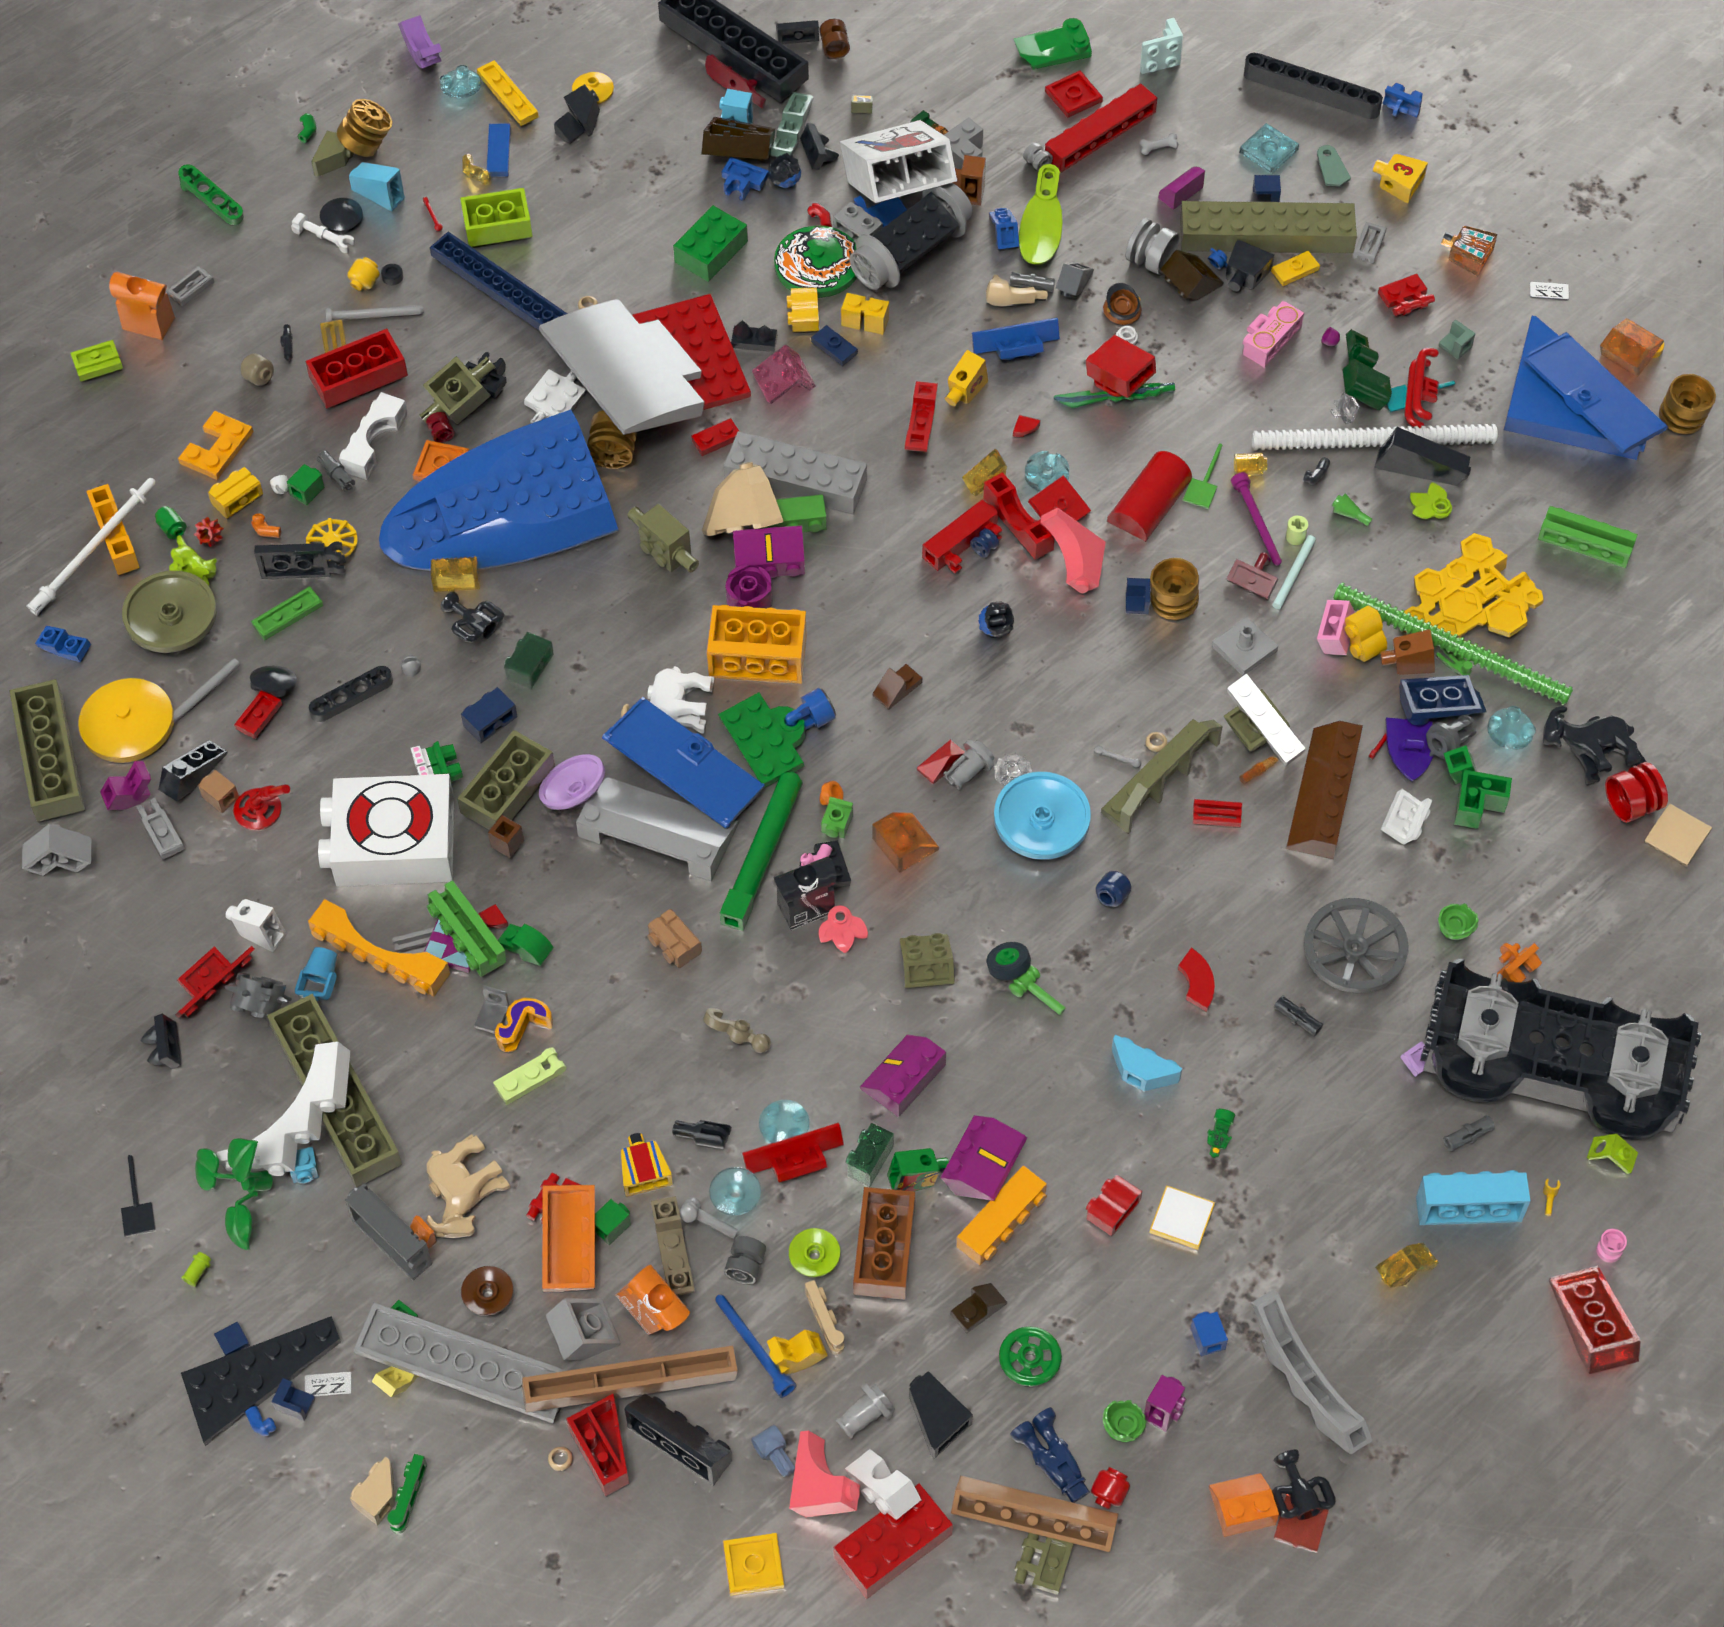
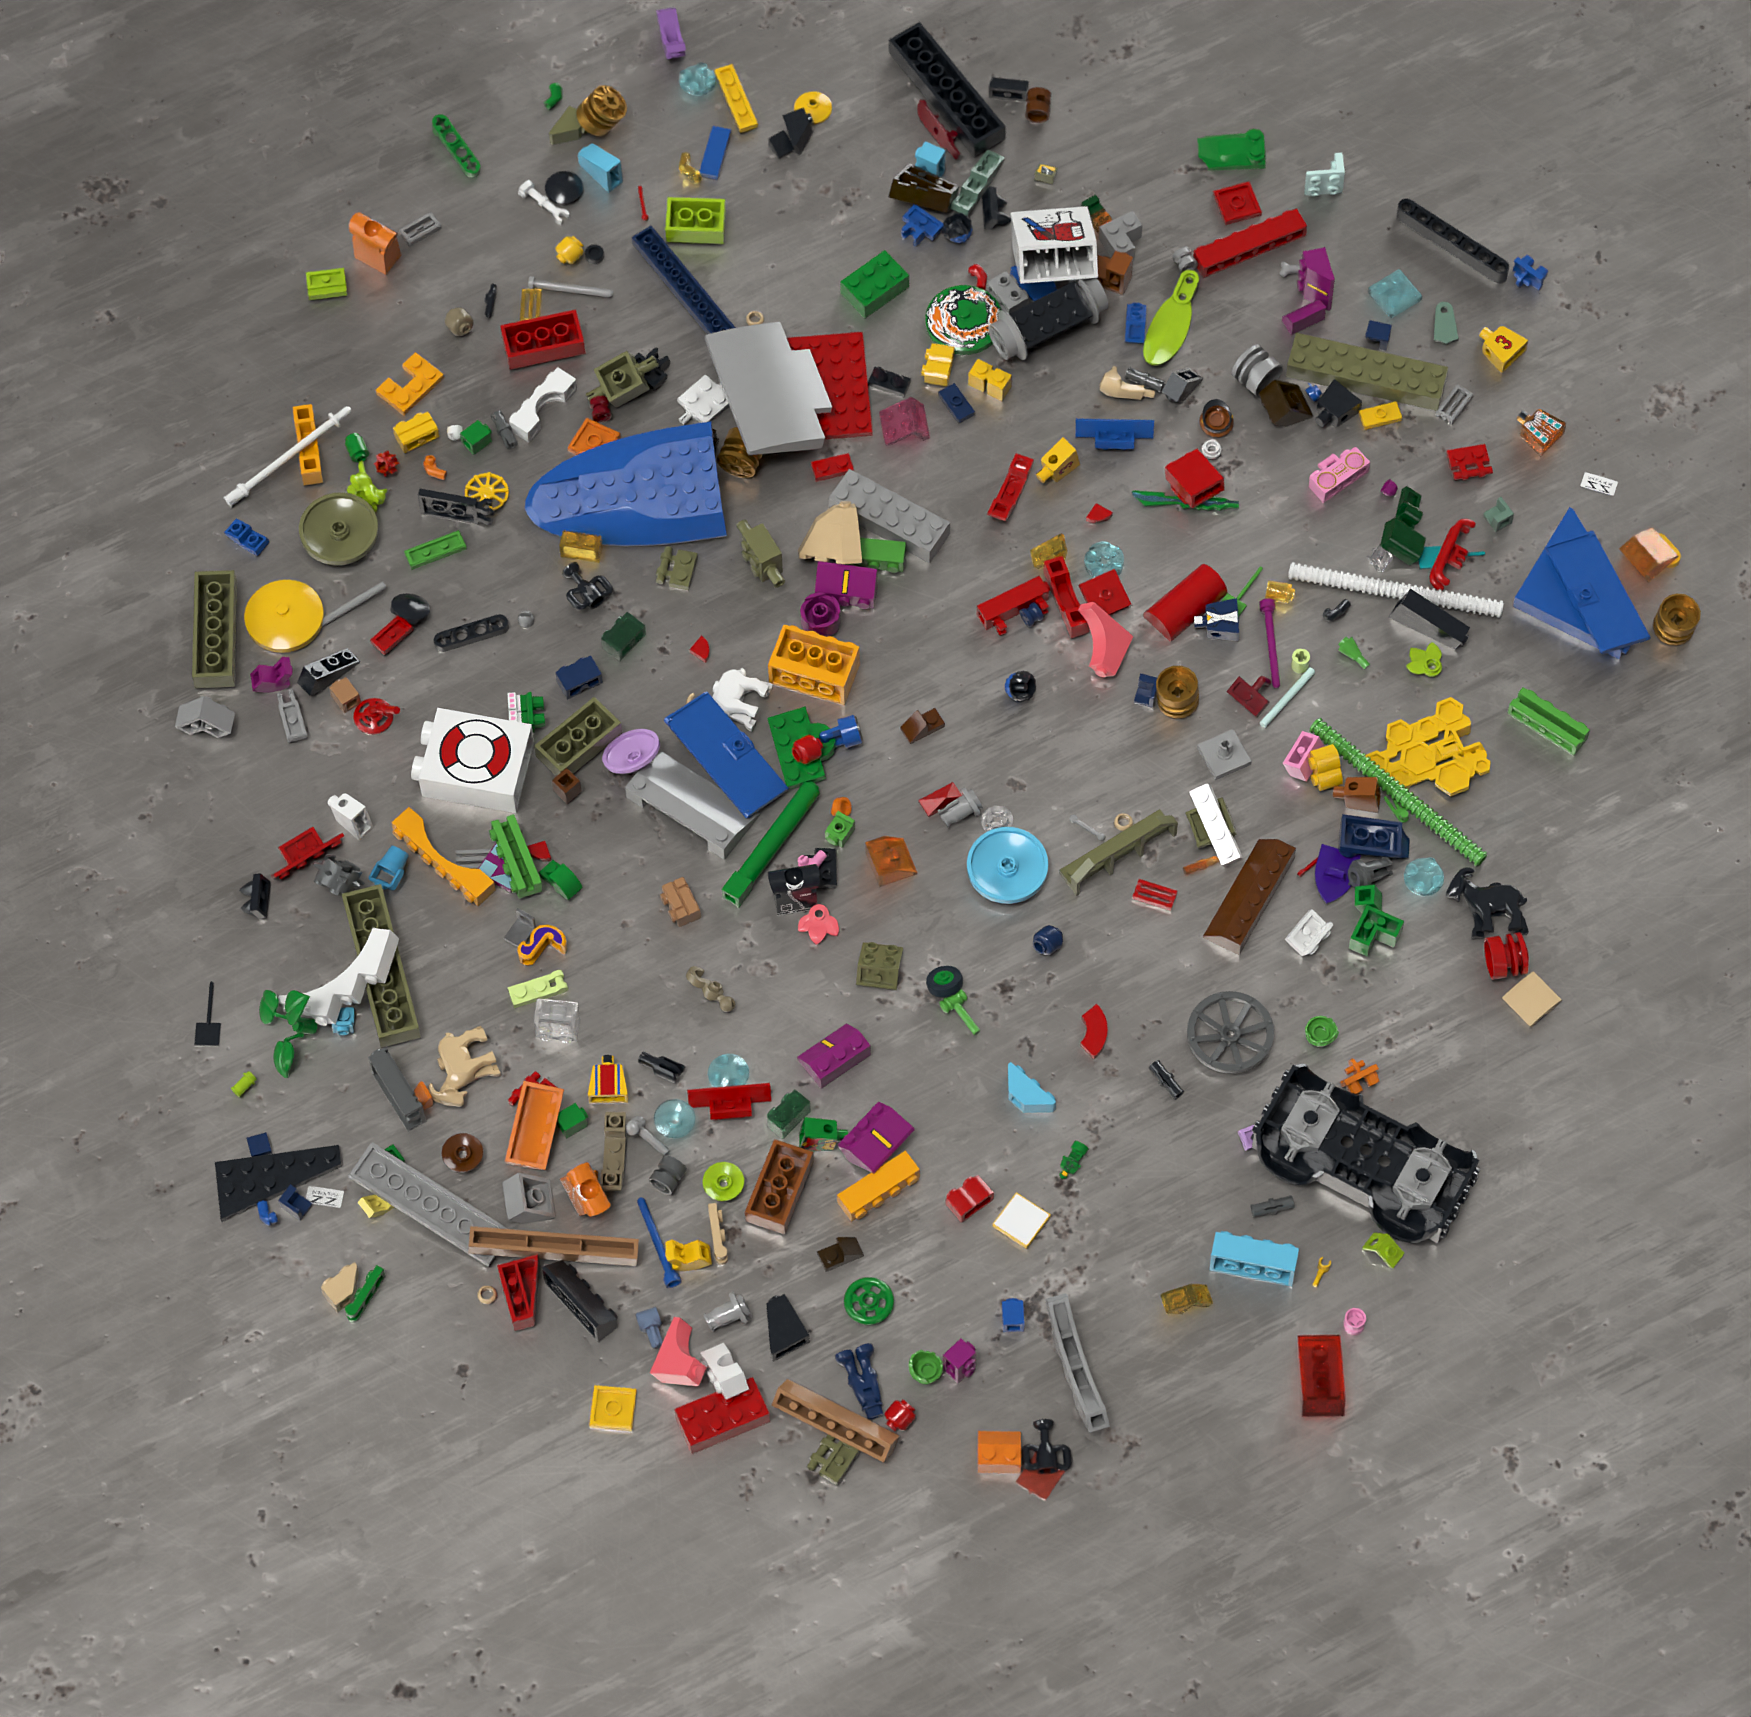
camera: 15 degrees right, 5 degrees up
(563, 1106) = (557, 1020): none -> clear brick
(577, 576) = (682, 571): none -> olive plate
(621, 657) = (700, 649): none -> red tile
(776, 736) = (807, 749): none -> red head
(1187, 141) = (1316, 277): none -> magenta slope
(1196, 506) = (1220, 620): none -> dark blue torso

